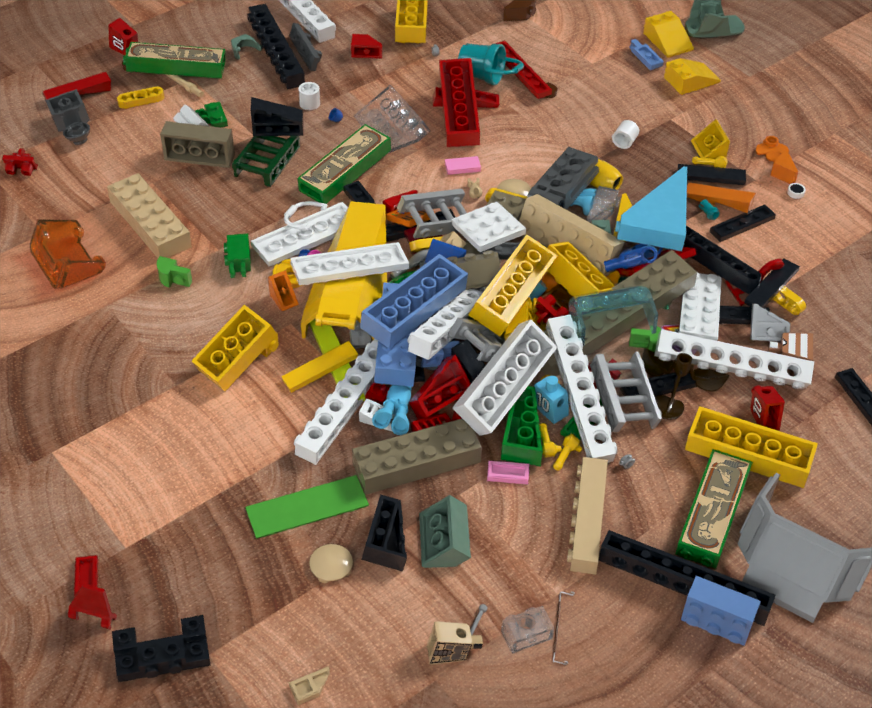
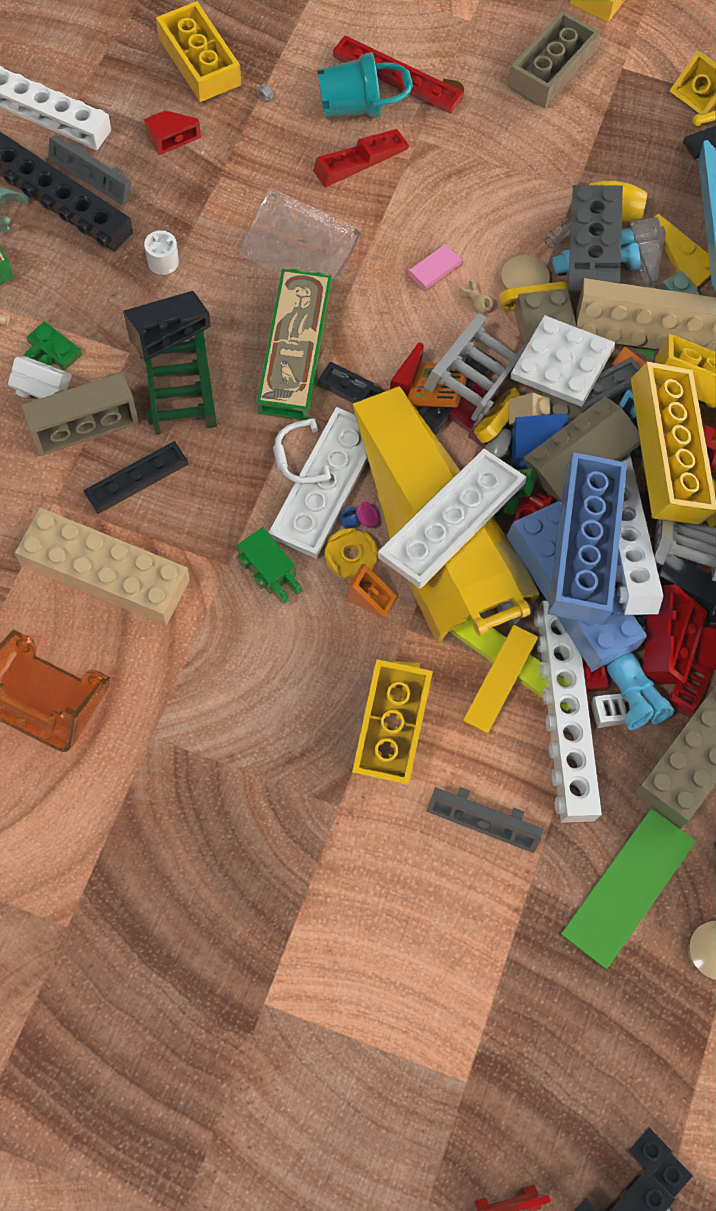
camera: 35 degrees left, 20 degrees up
(85, 572) = (456, 1156): red tile -> none
(171, 273) = (198, 642): bright green brick -> none
(205, 189) = (135, 477): none -> black tile
(242, 418) = (484, 819): none -> dark grey hinge
(335, 115) = (218, 269): blue hinge -> none
(459, 102) = (373, 171): red brick -> none
(622, 94) = (553, 58): none -> dark tan brick
(625, 134) = (598, 121): white piece -> none

